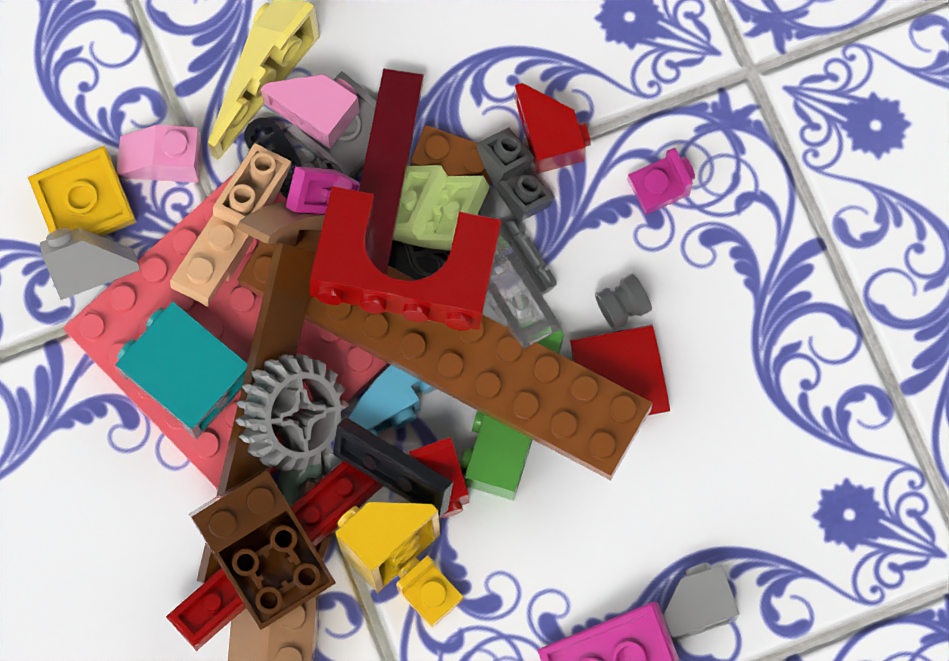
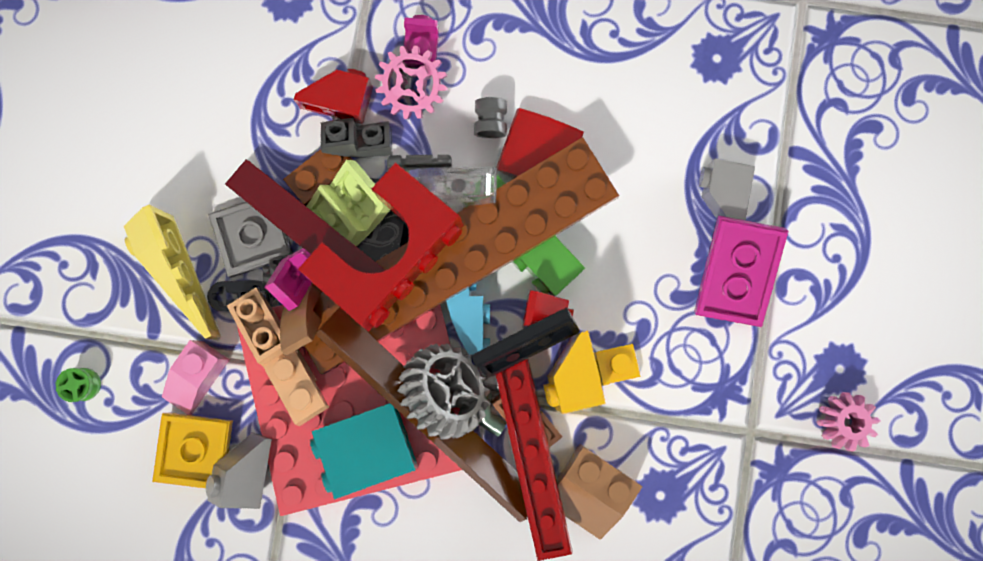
camera: 60 degrees left, 10 degrees up
(82, 37) = (69, 384): none -> bright green wheel
(262, 548) = (529, 468): reddish brown slope -> none
(314, 105) = (222, 247): bright pink slope -> none
(605, 211) = (399, 91): none -> bright pink gear

